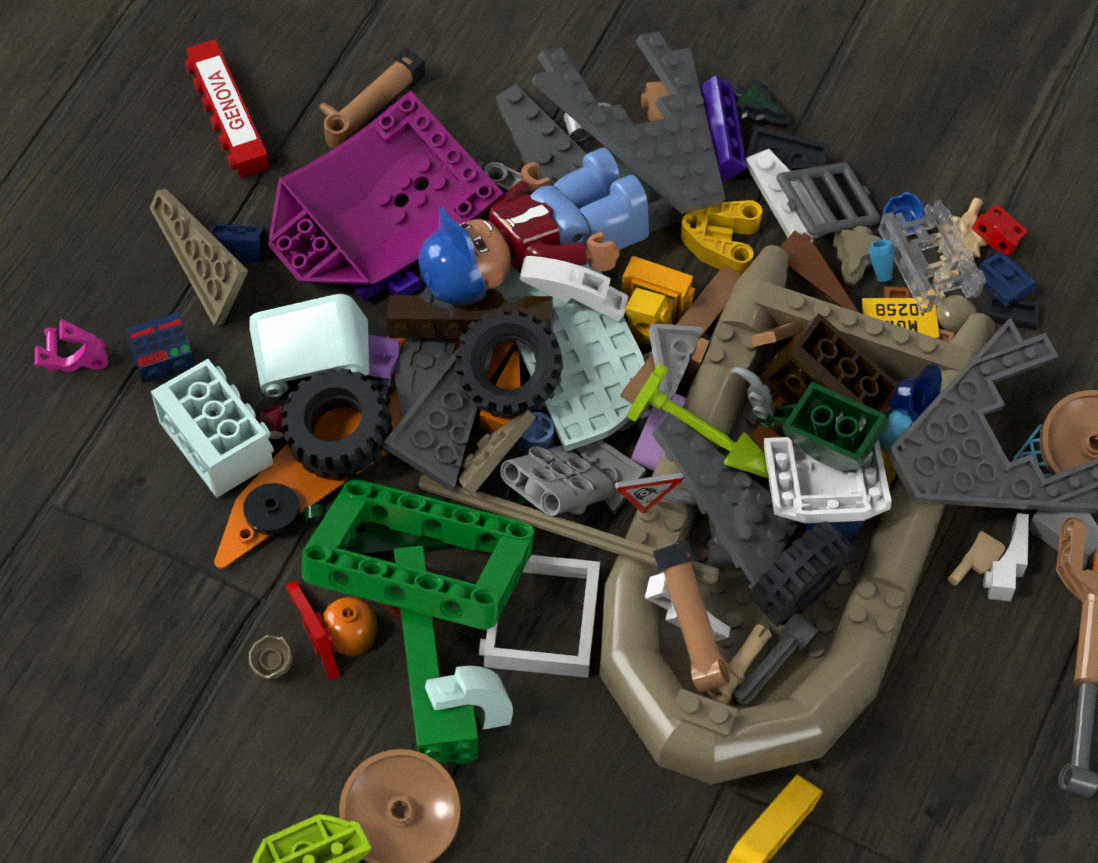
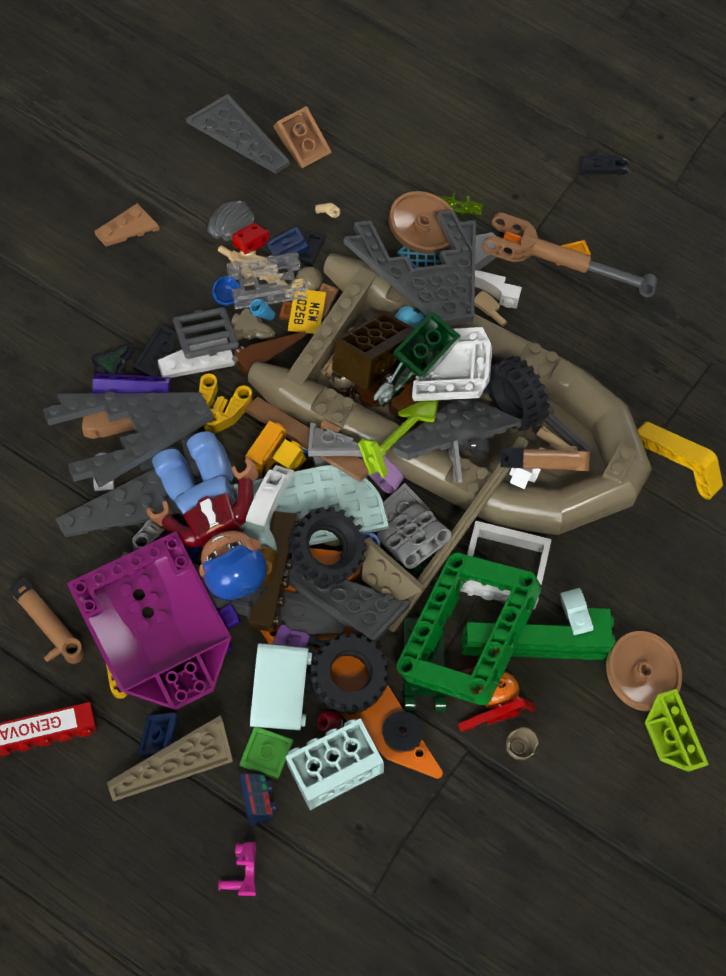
camera: 85 degrees left, 5 degrees up
(231, 353) = (266, 753): none -> bright green plate
(776, 334) = (329, 376): medium nougat tile -> none
(917, 393) = (395, 305): clear blue piece -> none
(983, 89) = (127, 224): none -> medium nougat wing
(1024, 200) = (229, 219): none -> dark grey hair
(1088, 324) = (328, 208): none -> tan arm

